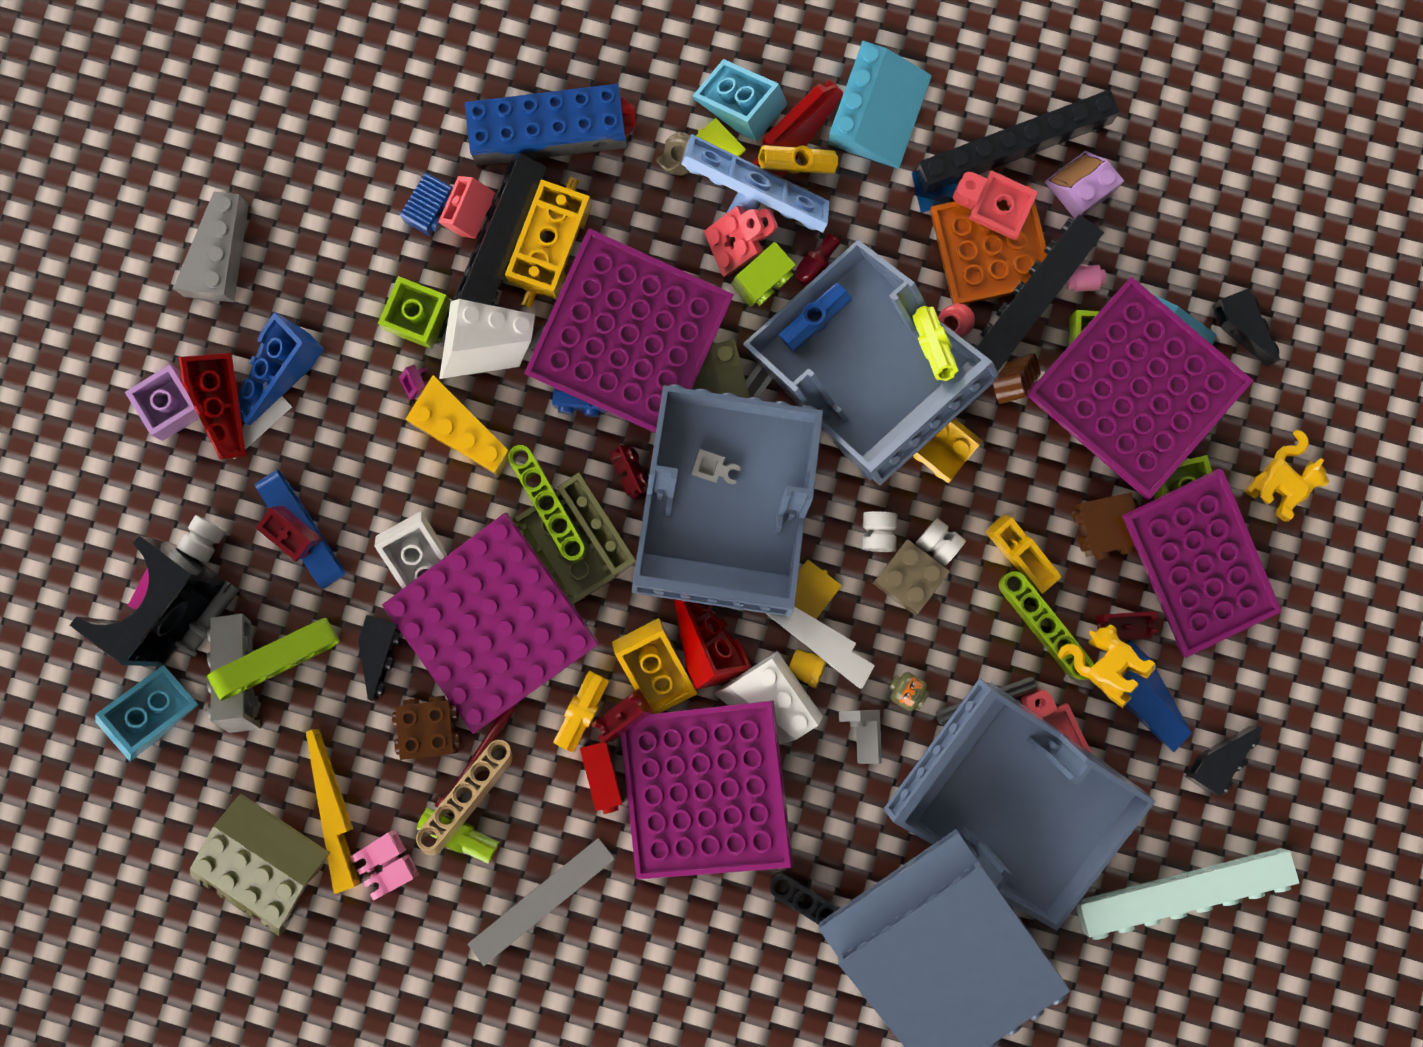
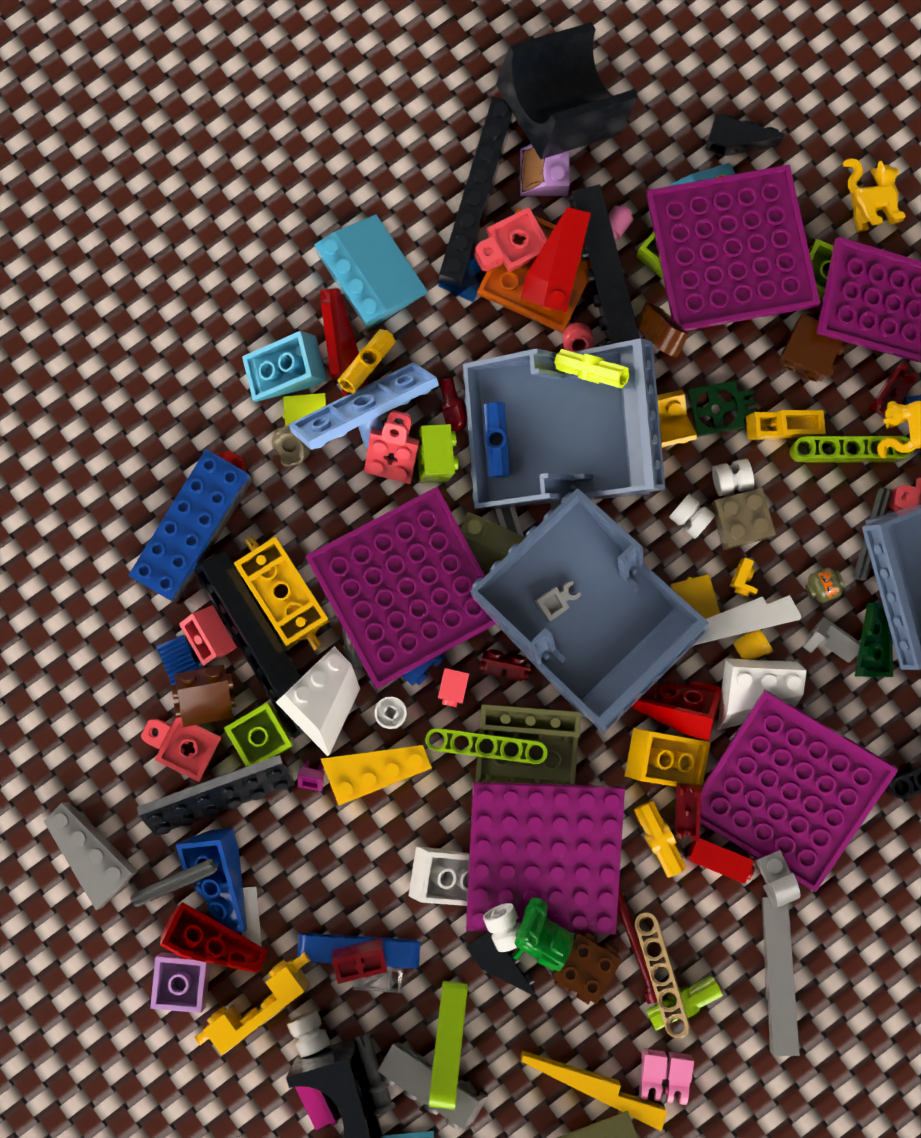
camera: 55 degrees left, 0 degrees up
(160, 469) = (227, 1025): none -> yellow brick
(242, 335) = (174, 882): none -> dark grey axle
(288, 567) = (380, 982): none -> clear piece
(339, 314) = (216, 795): none -> black plate
(361, 244) = (170, 742): none -> coral plate
(404, 634) = (503, 925): none -> white wheel
(412, 239) = (203, 695): none -> reddish brown brick
(419, 669) = (543, 938): none -> green piece
(516, 405) = (391, 712): none -> white wheel
(575, 439) = (453, 687): none -> coral brick
(621, 837) = (780, 882): none -> light grey brick
(864, 614) = (742, 574): none -> yellow bracket
(884, 776) = (875, 649): none -> dark green wing
(1005, 251) = (555, 267): none -> red wedge
(1009, 501) = (738, 405): none -> dark green piece
(1159, 140) = (559, 94): none -> black piece

